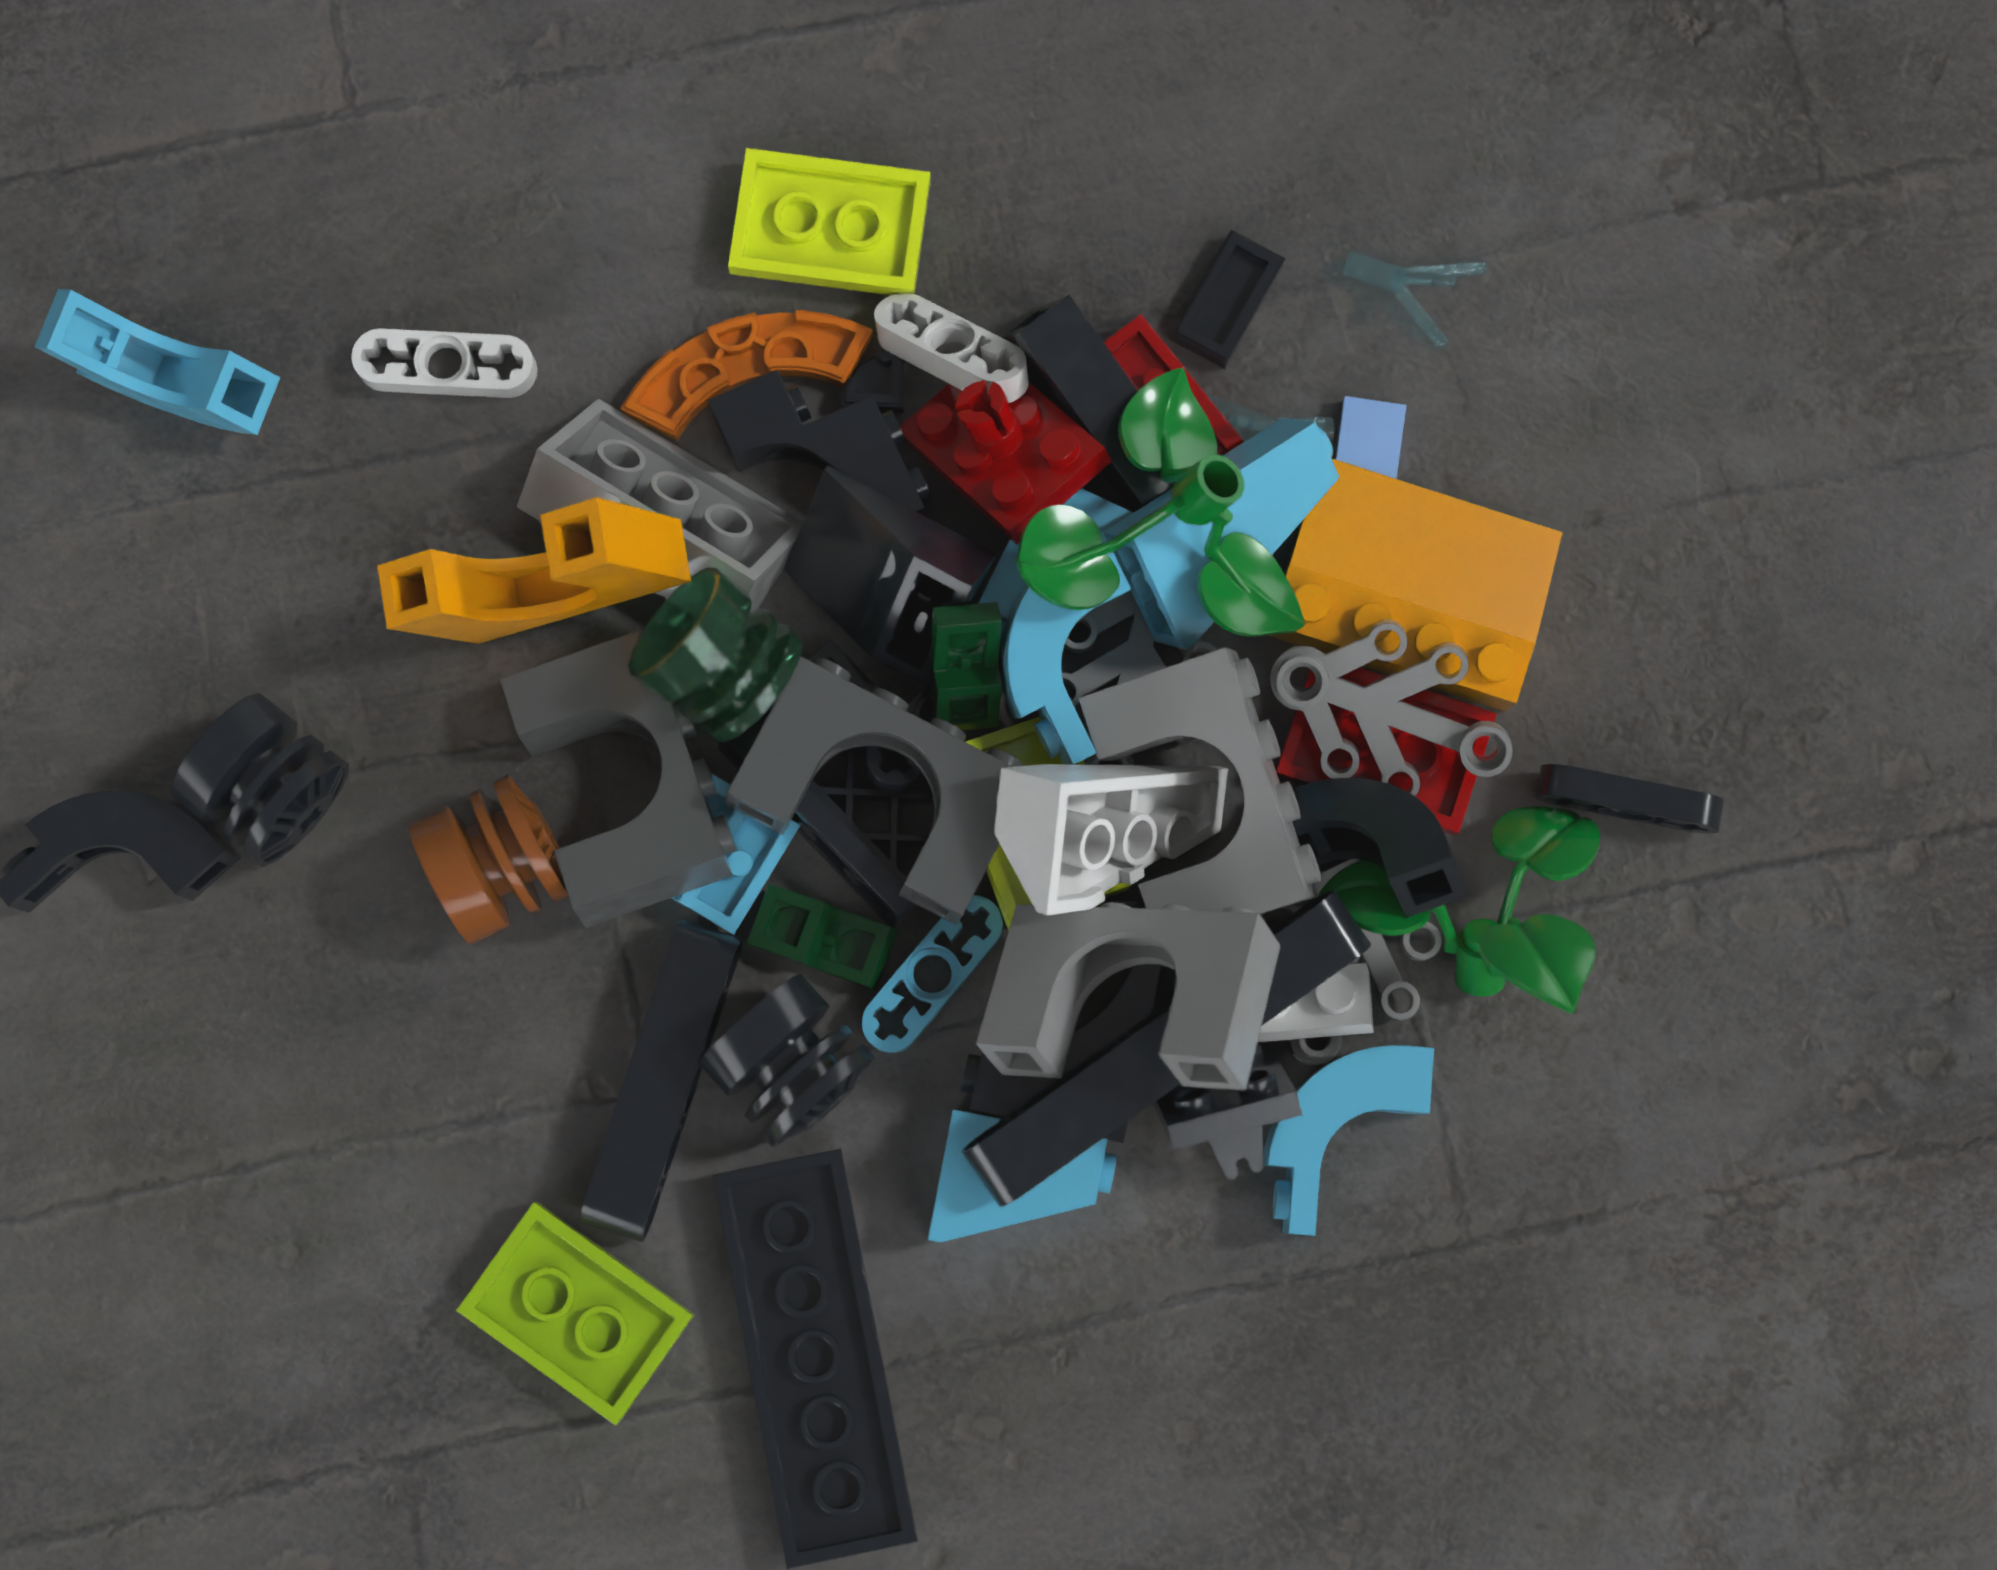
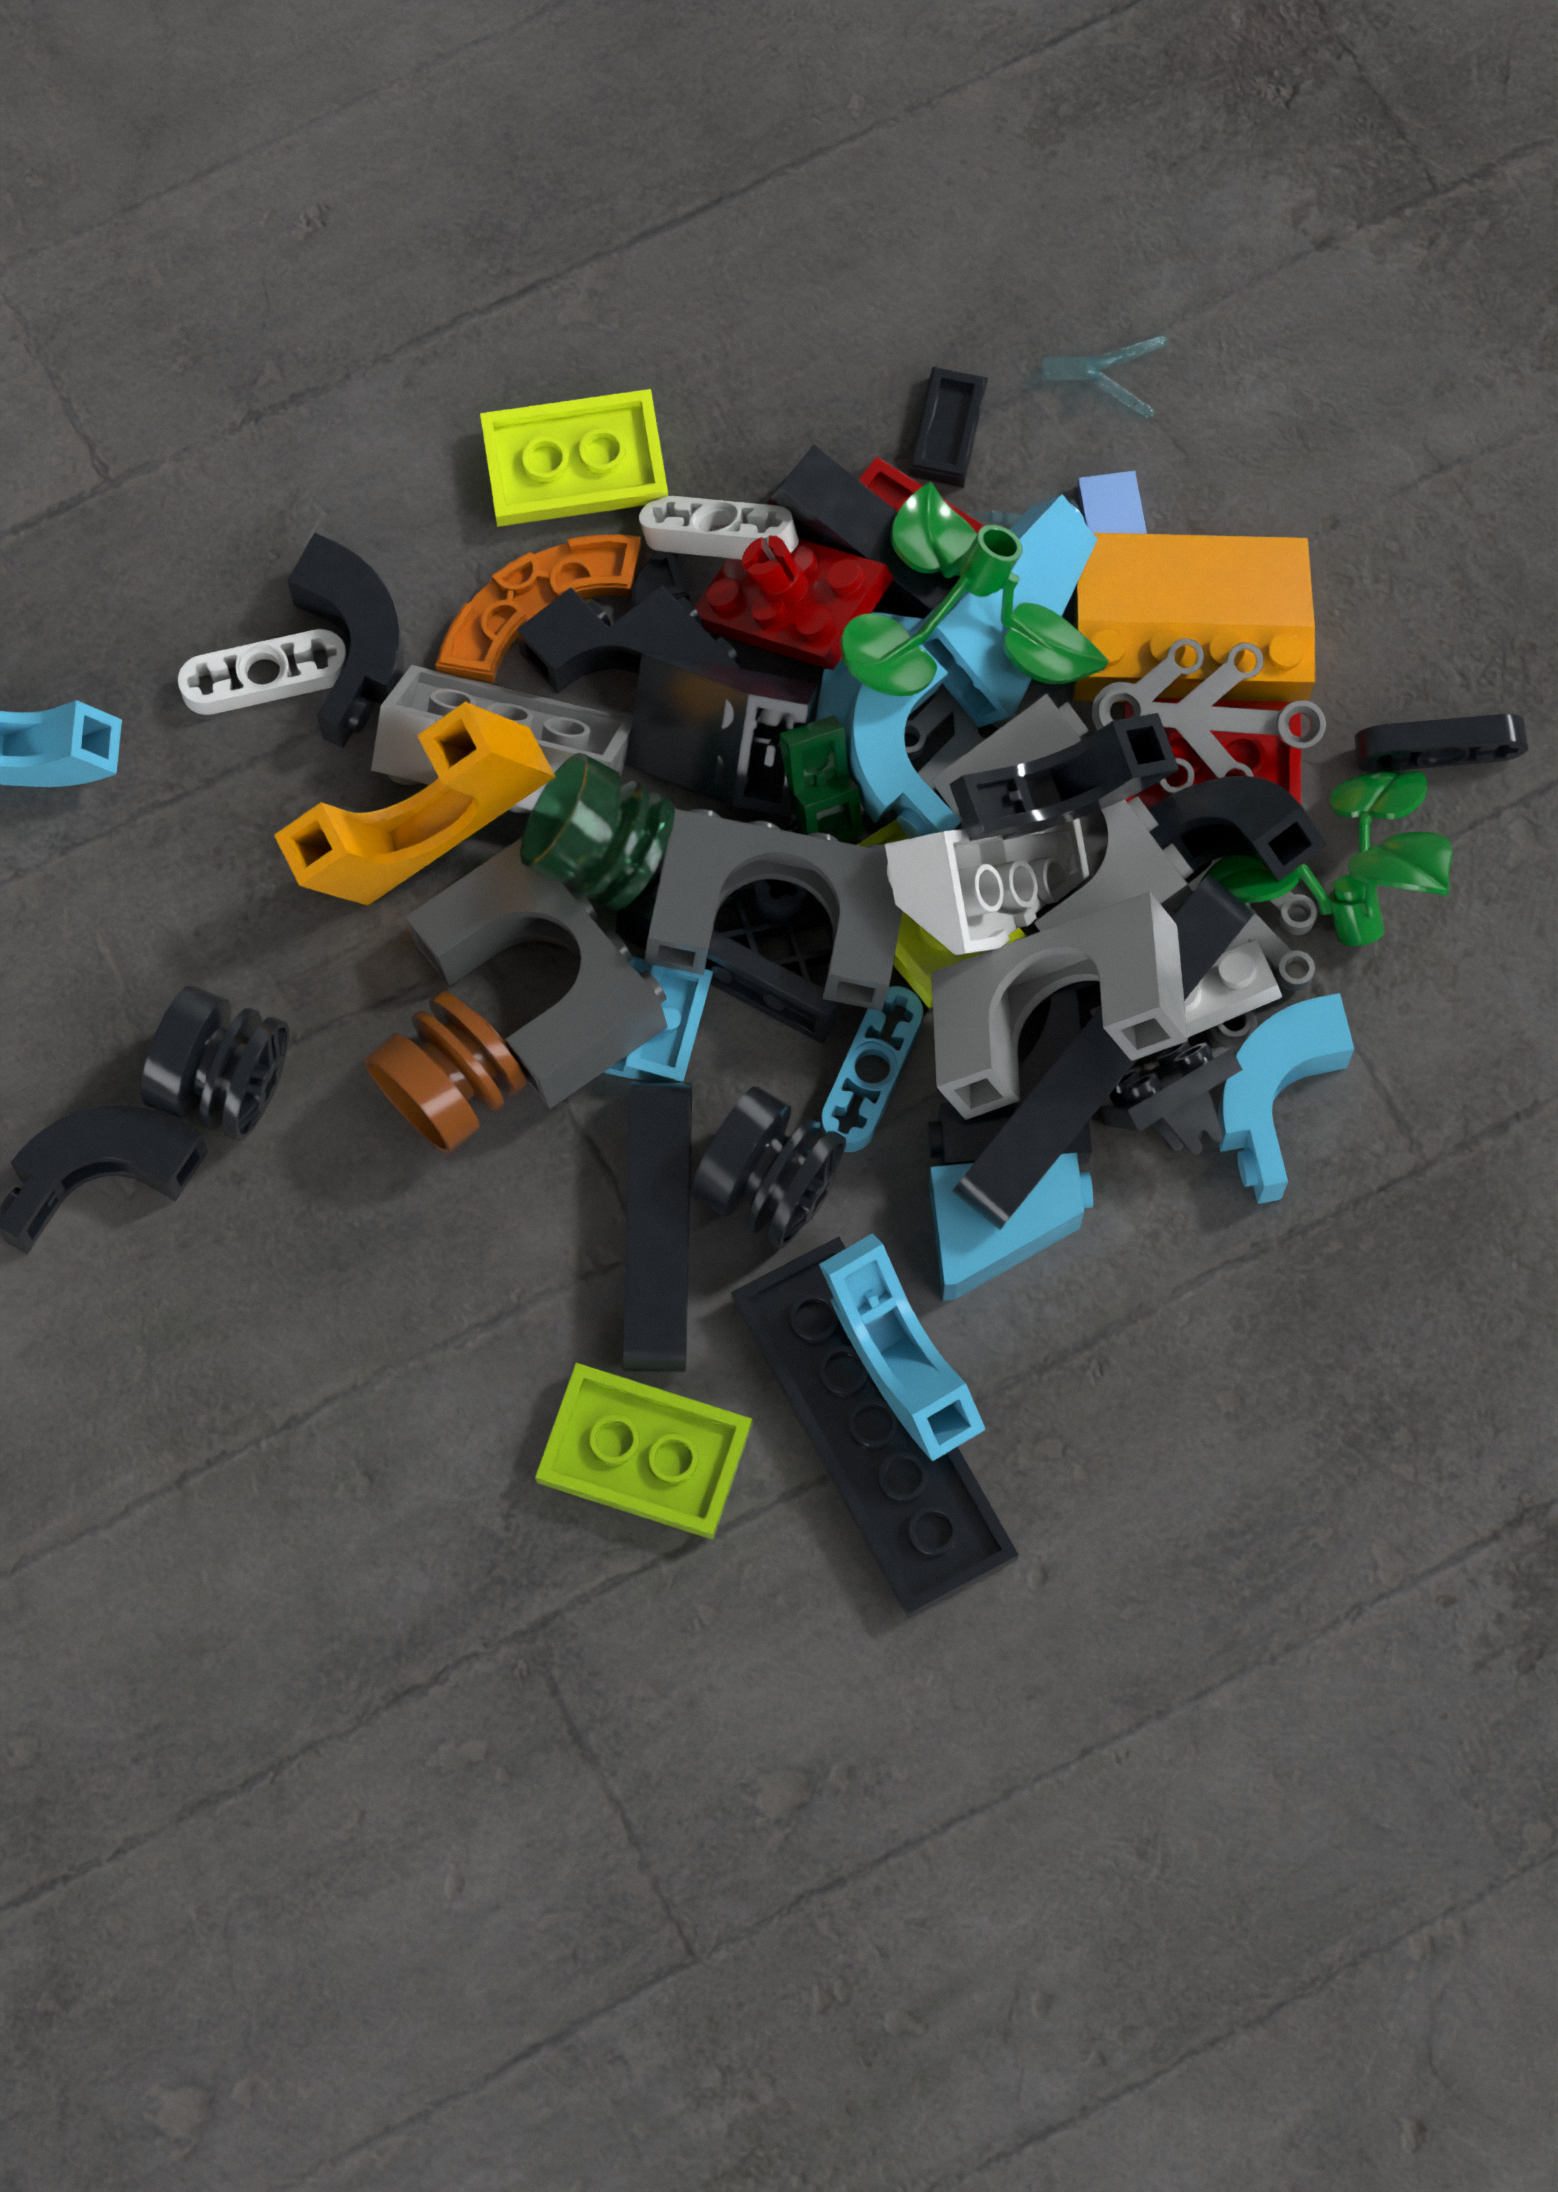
camera: 15 degrees left, 10 degrees down
(566, 352) = (353, 597): none -> black arch
(822, 937) = (780, 1065): dark green slope -> none
(857, 1307) = (897, 1351): none -> medium azure arch
(1208, 758) = (1066, 784): none -> black arch

